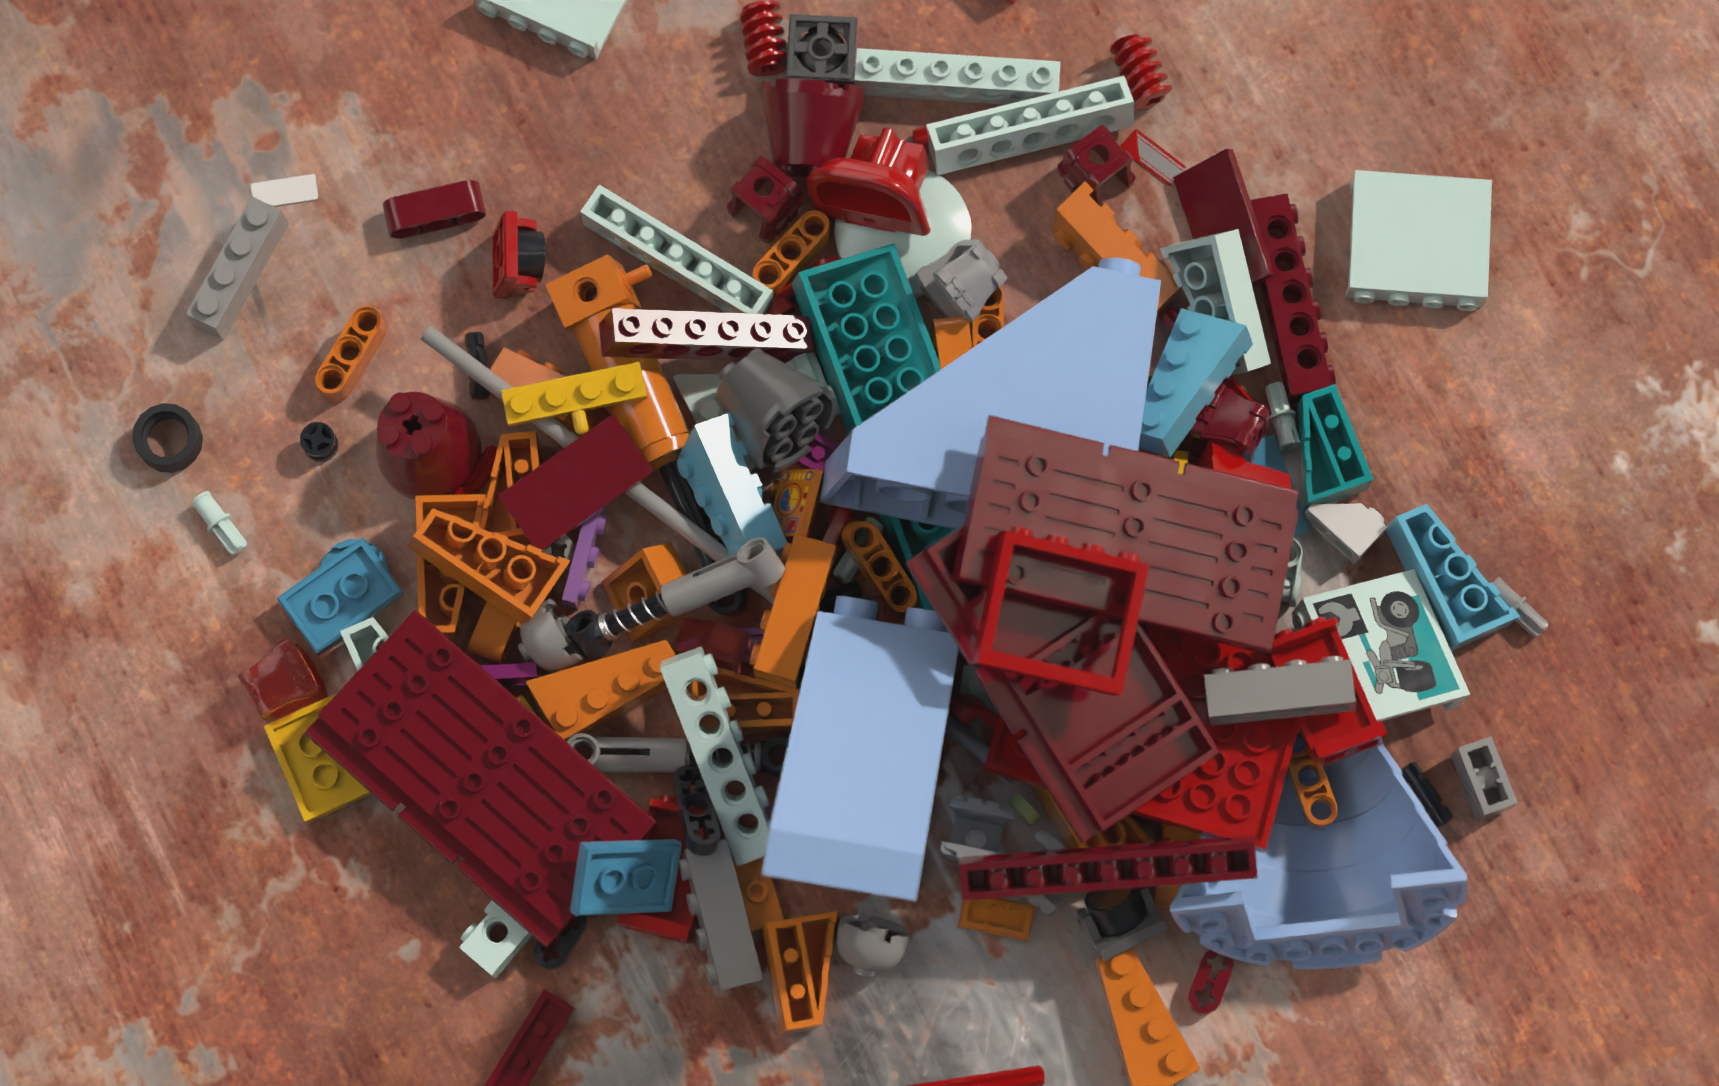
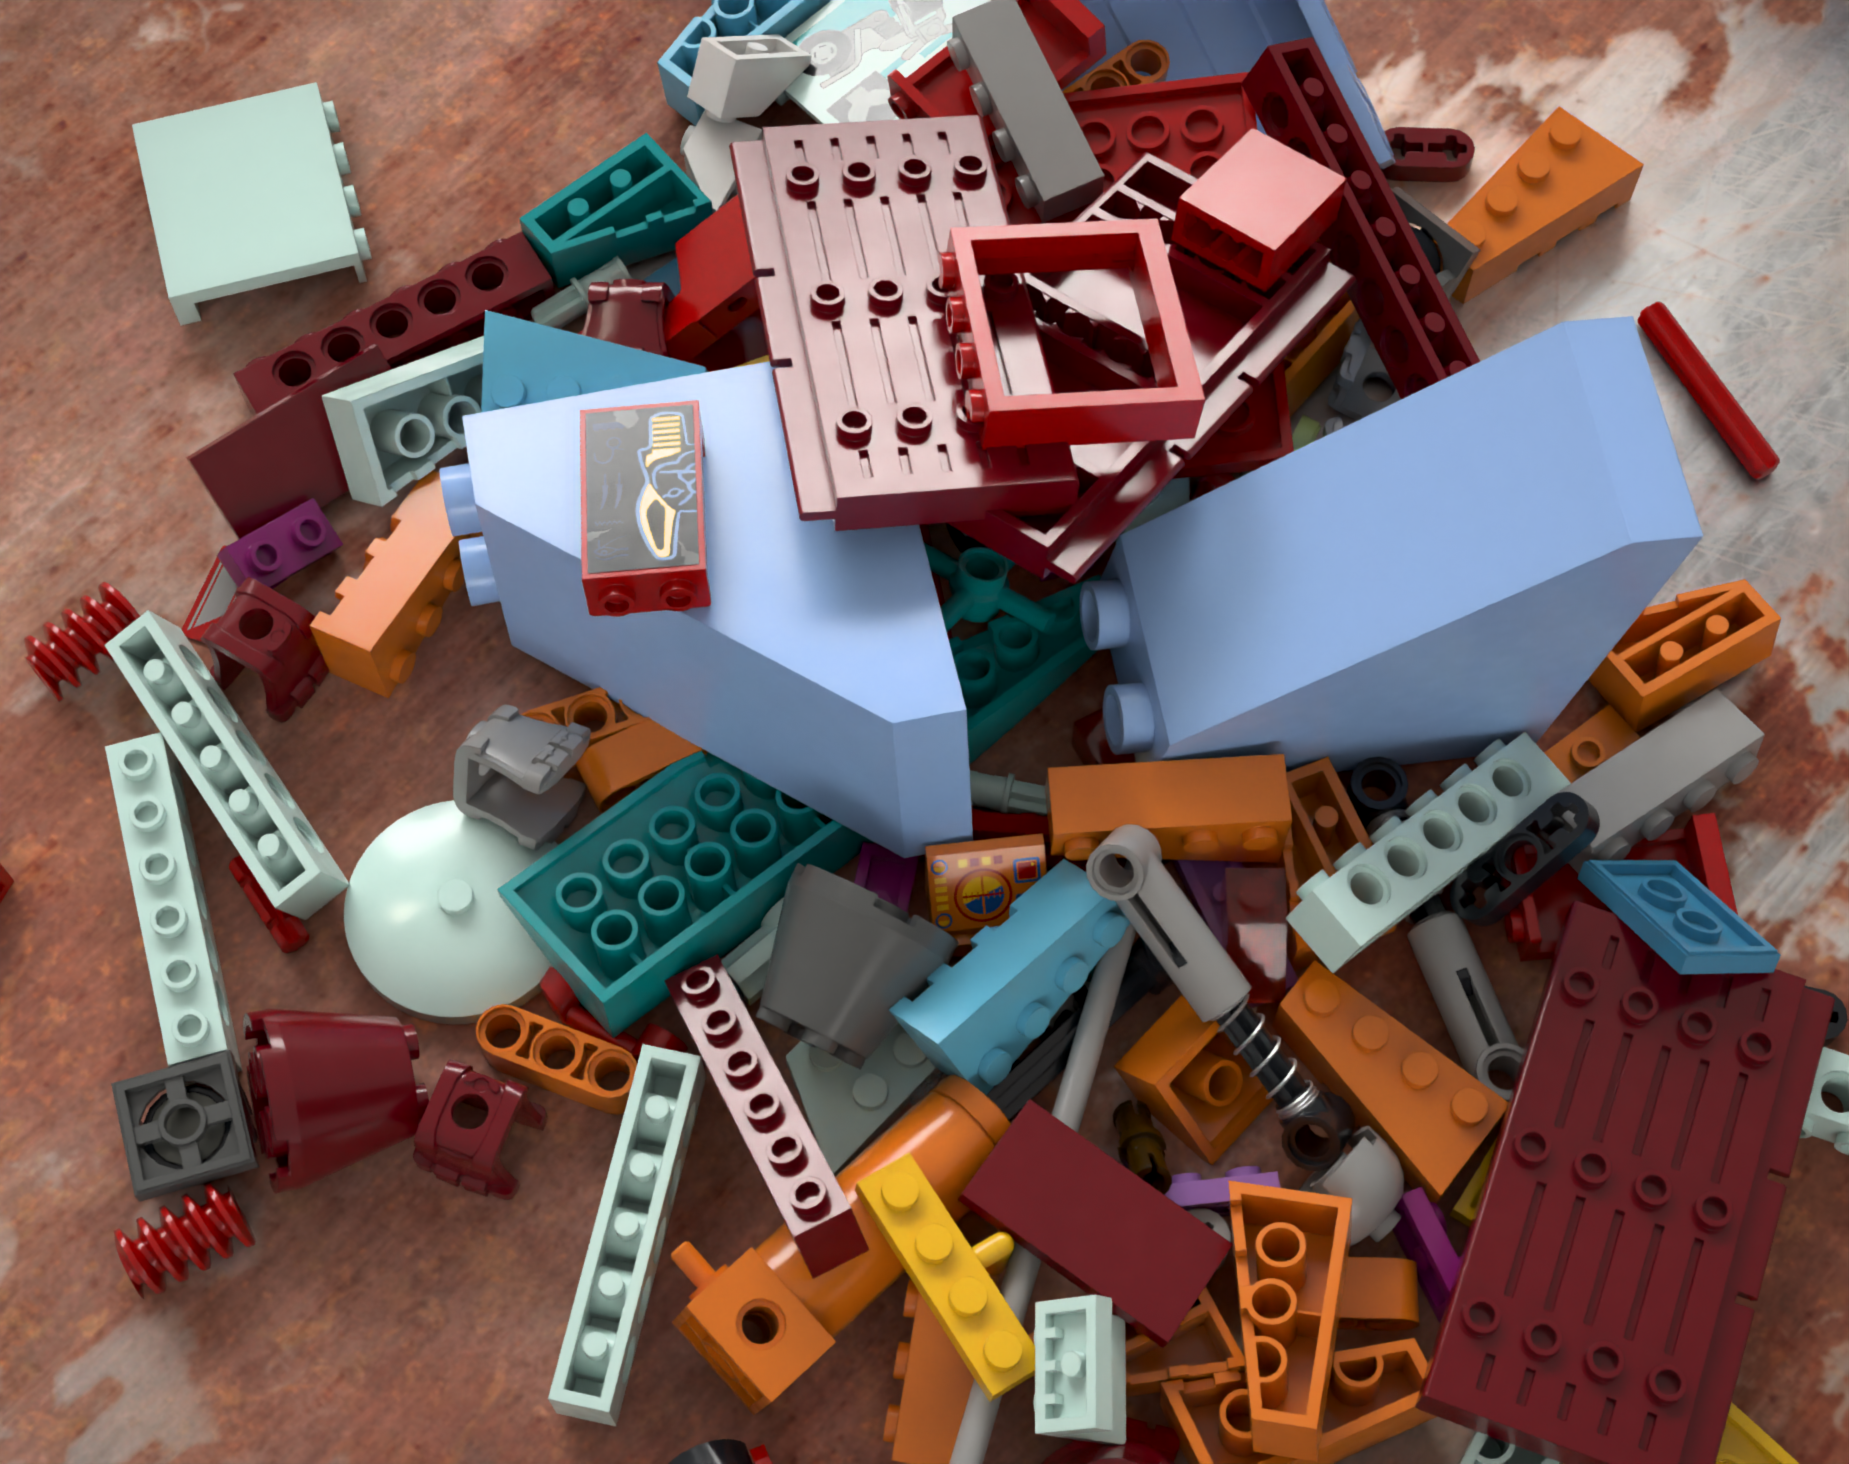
camera: 110 degrees left, 10 degrees down
(494, 440) = (1080, 1370): none -> light aqua bracket
(615, 536) = (1141, 1145): none -> dark brown pin
(864, 557) = (1028, 741): orange beam -> none
(875, 185) = (406, 943): red piece -> none
(1044, 345) = (643, 509): none -> panel
(1140, 791) = (1258, 209): none -> brick
(1161, 190) = (281, 547): none -> magenta plate
(1396, 553) = (744, 74): none -> white slope

